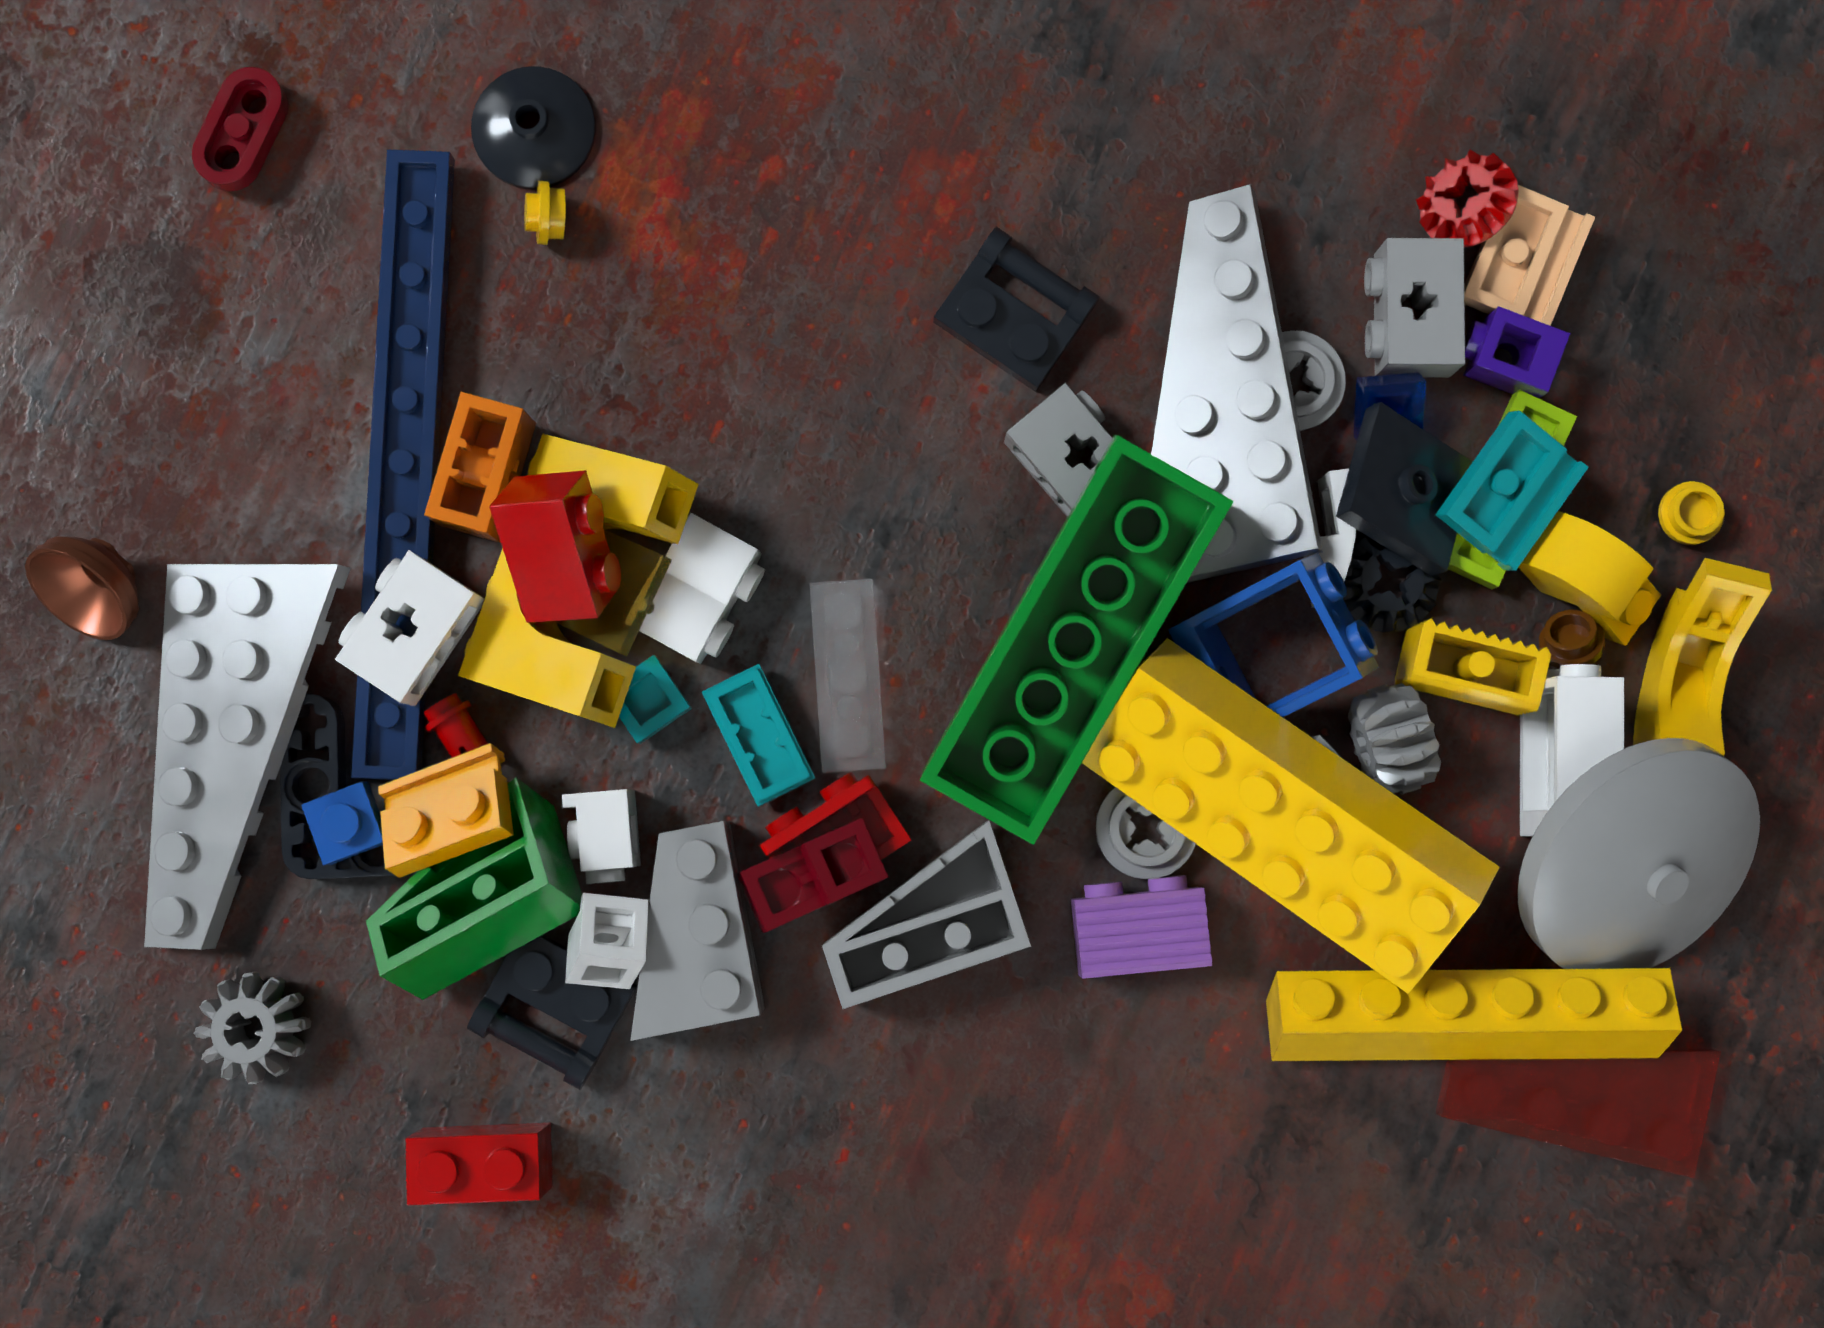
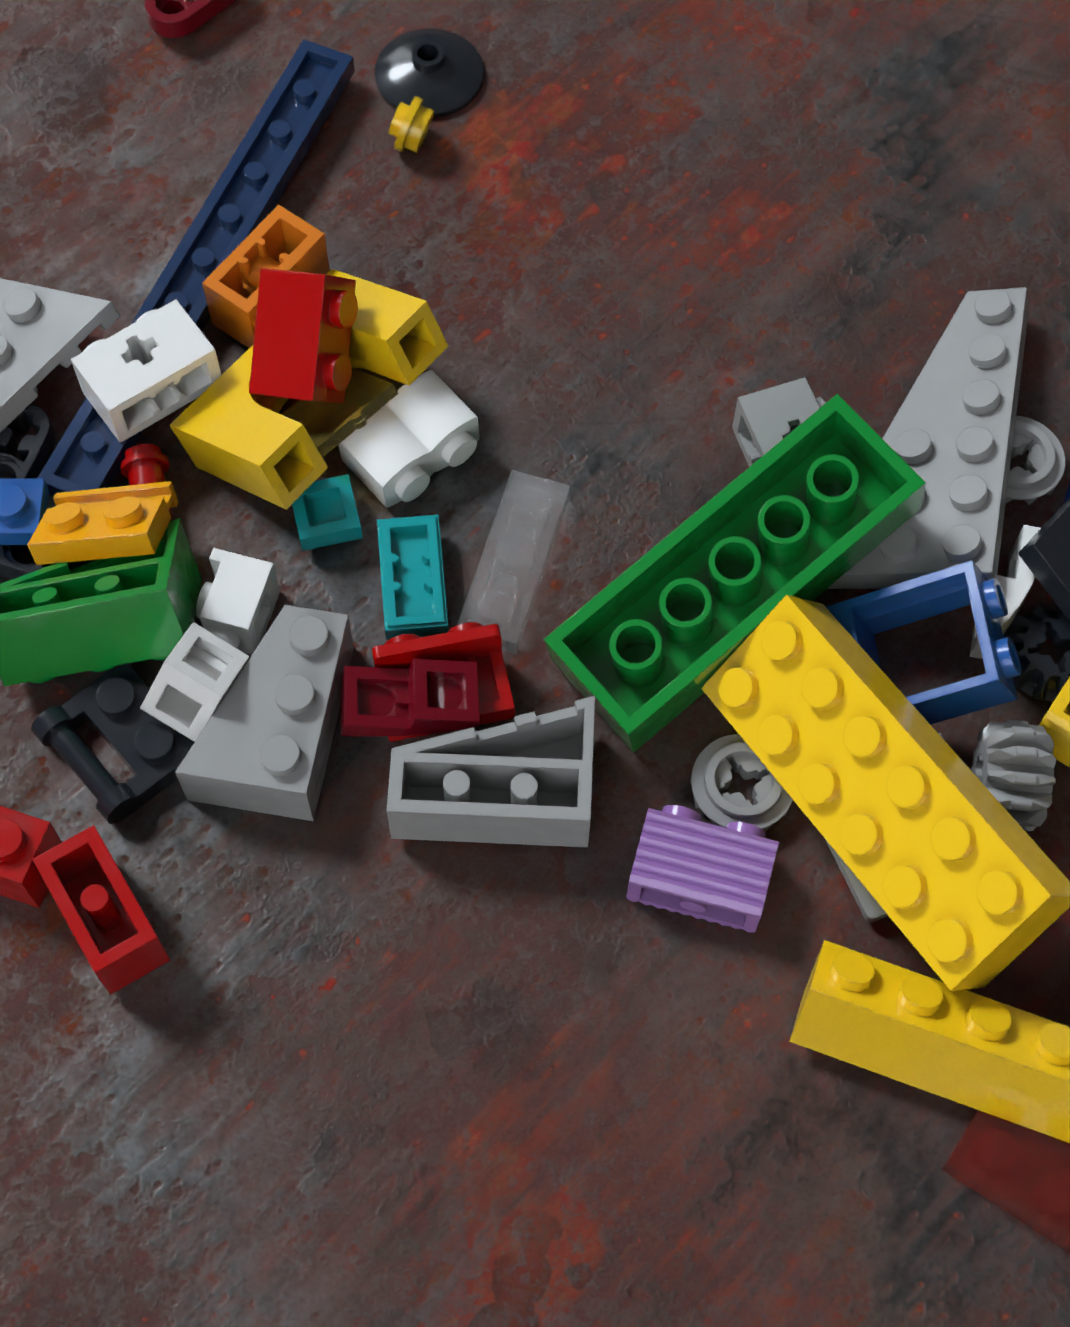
camera: 20 degrees right, 20 degrees down
(618, 1187) = (101, 910): none -> red brick
(1004, 326) = (769, 337): black plate -> none

